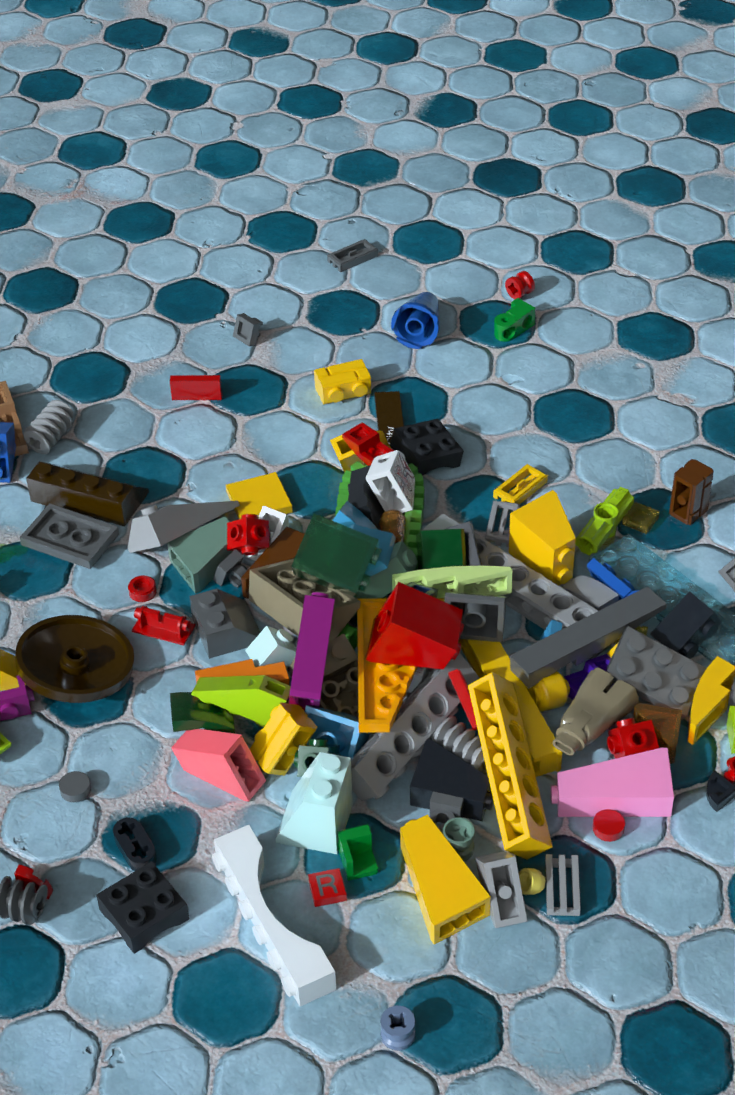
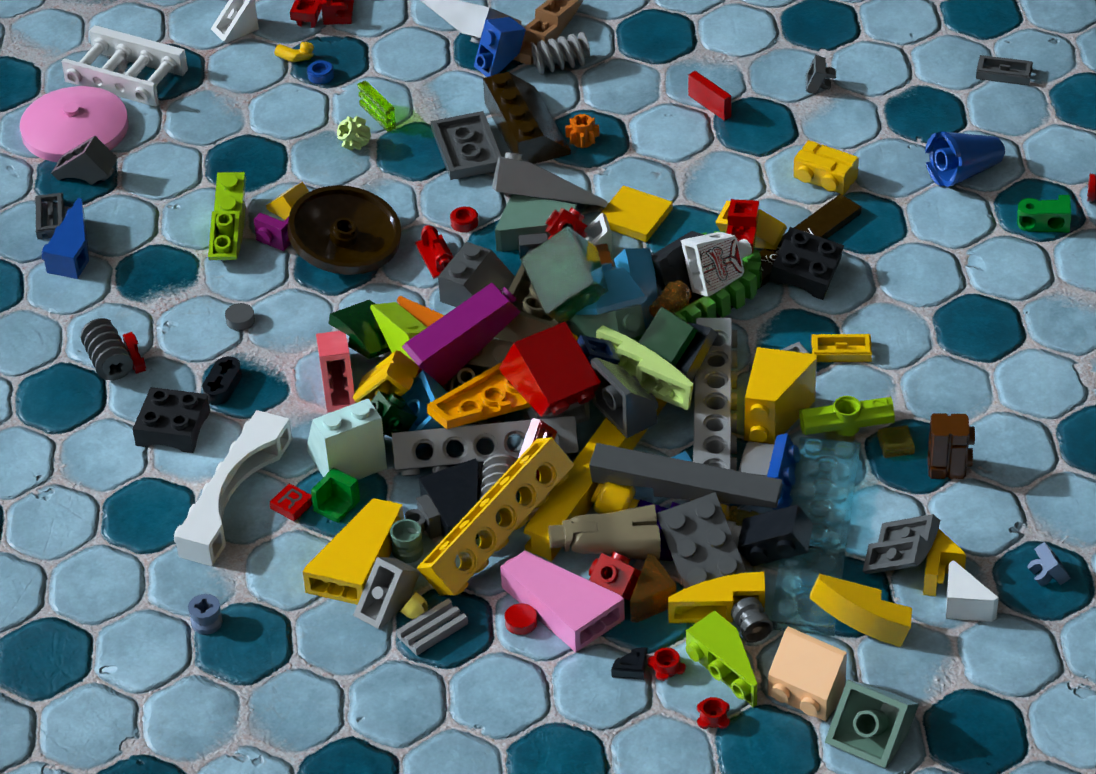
camera: 50 degrees right, 0 degrees up
(142, 468) = (582, 131): none -> orange gear

